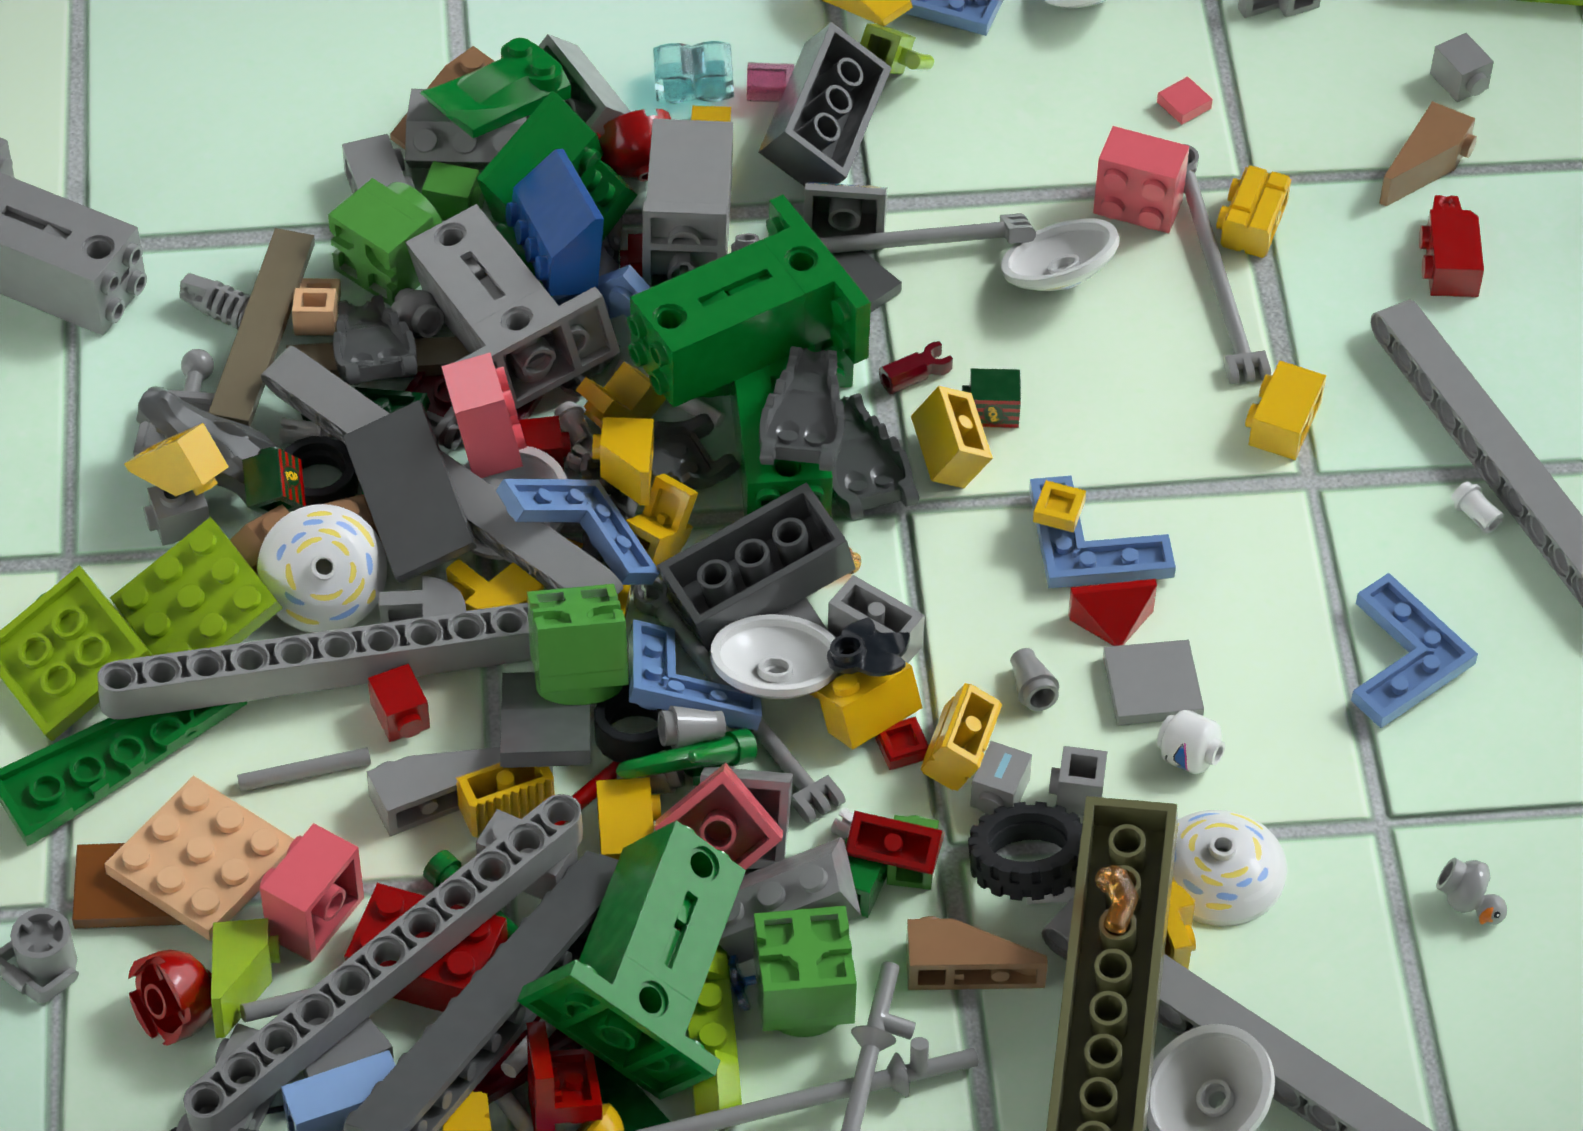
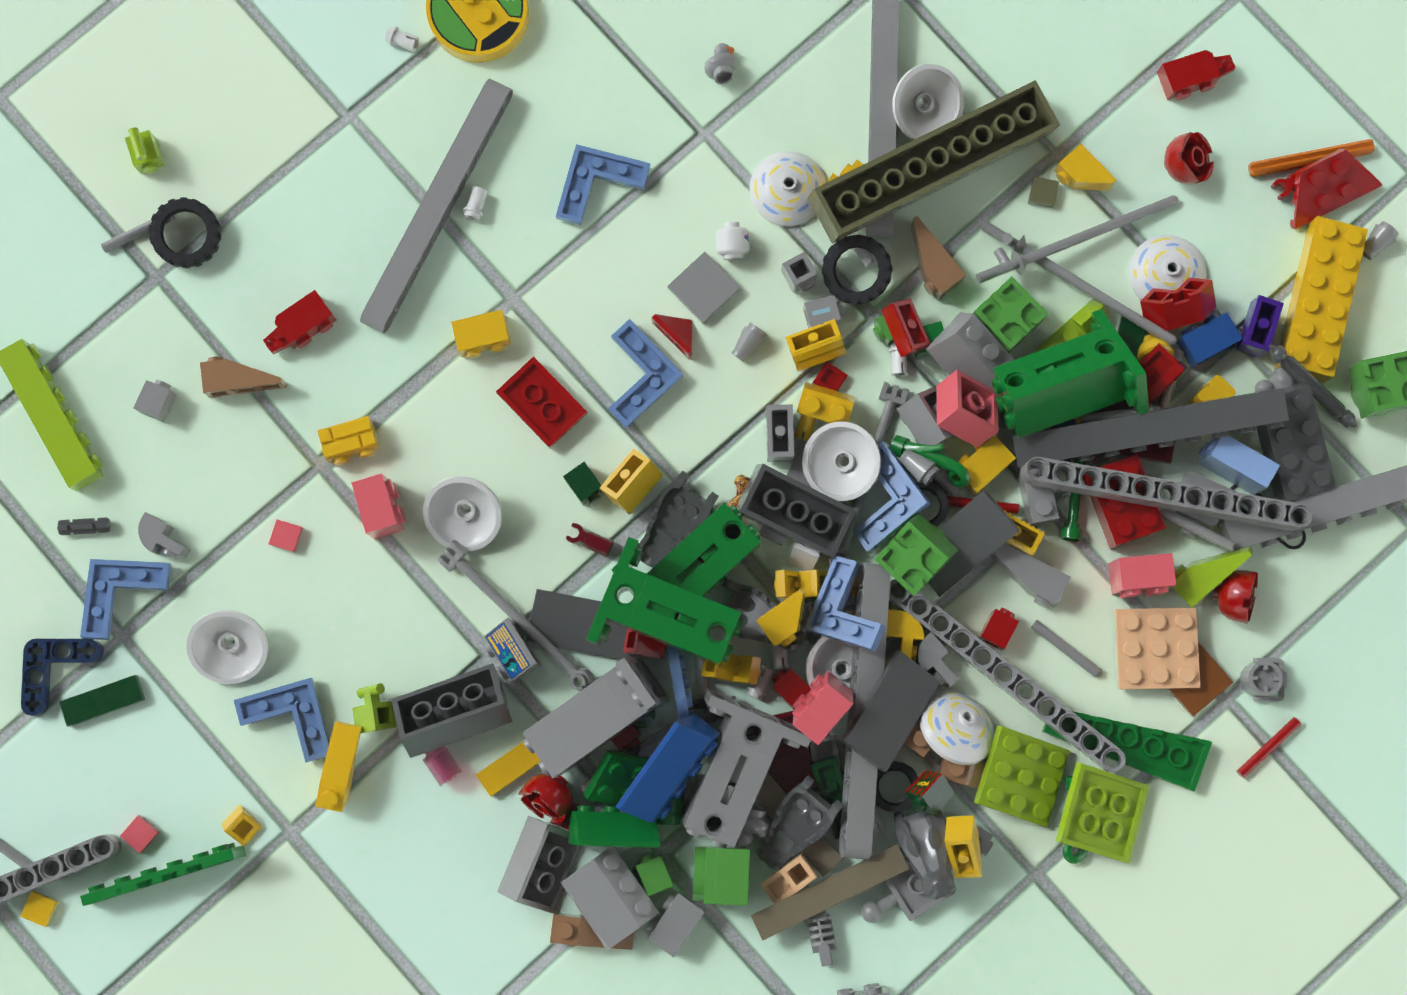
camera: 125 degrees left, 30 degrees up
(501, 89) = (584, 893): green slope -> none
(693, 72) = (466, 813): clear light blue brick -> none
(740, 983) = (1028, 348): plant -> none
(805, 412) = (702, 538): dark grey animal -> none
(868, 651) = (808, 410): black plate -> none
(1059, 506) = (640, 394): yellow plate -> none
(1123, 896) = (883, 181): clear orange arm -> none
(1140, 420) = (541, 402): none -> red plate
(1242, 358) = (456, 381): light grey hinge -> none

